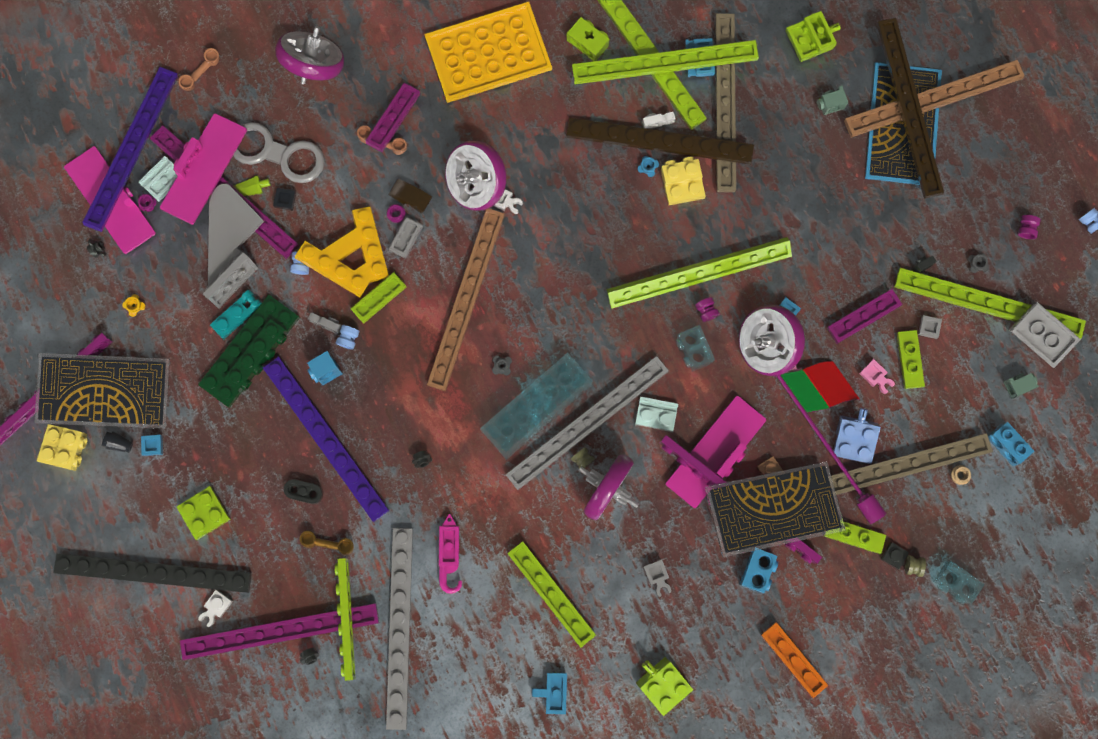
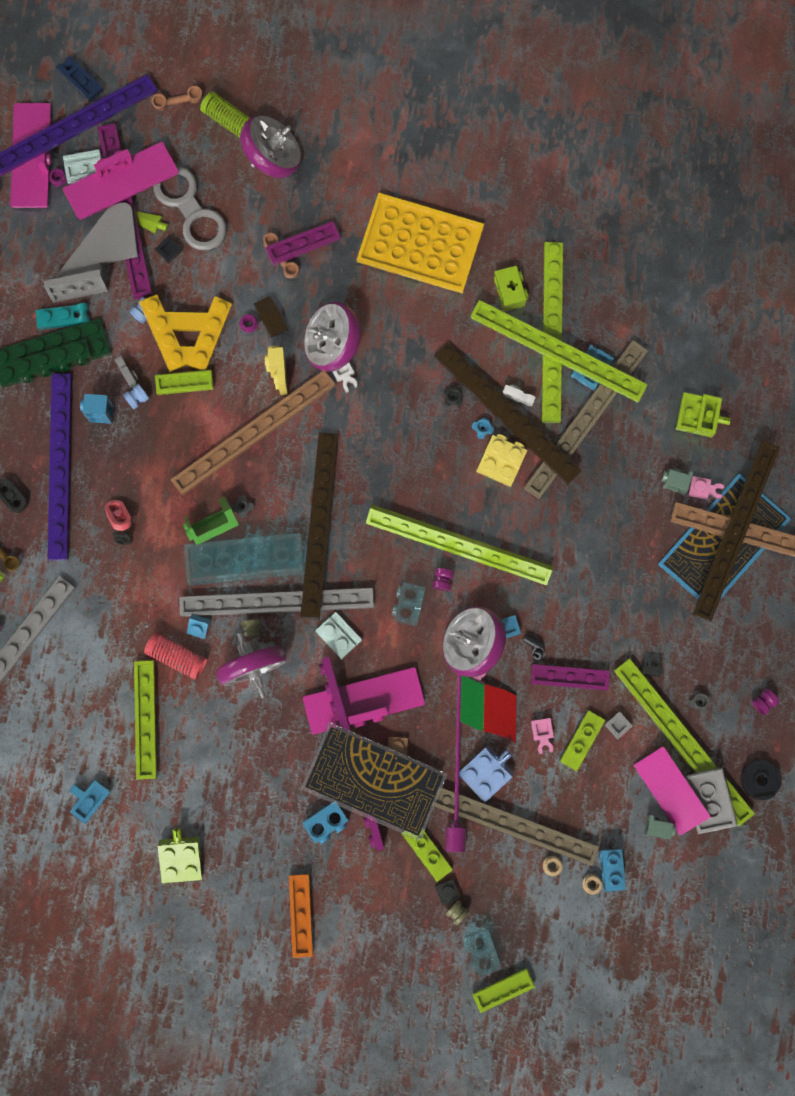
camera: 30 degrees right, 0 degrees up
(104, 108) = (79, 79): none -> dark blue plate
(229, 55) = (211, 108): none -> lime piece
(405, 237) = (241, 348): light grey plate -> none
(405, 443) = (118, 515): none -> coral plate
(447, 231) = (276, 366): none -> light yellow plate
(448, 553) = (88, 627): dark pink plate -> none
(490, 396) = (211, 525): none -> bright green panel
(538, 487) = (198, 626): none -> dark azure plate
(538, 524) = (196, 662): none -> coral piece
(576, 337) = (319, 526): none -> dark brown plate
(606, 153) = (453, 392): none -> pearl dark grey plate
(657, 574) = (241, 765): light grey plate -> none
(820, 310) = (536, 646): none -> black arm
(857, 93) = (702, 488): none -> bright pink plate
(996, 601) = (503, 990): none -> lime plate
(1007, 466) = (598, 884): none -> tan plate
(1010, 348) = (672, 790): none -> dark pink piece
(1062, 298) = (770, 786): none -> black plate

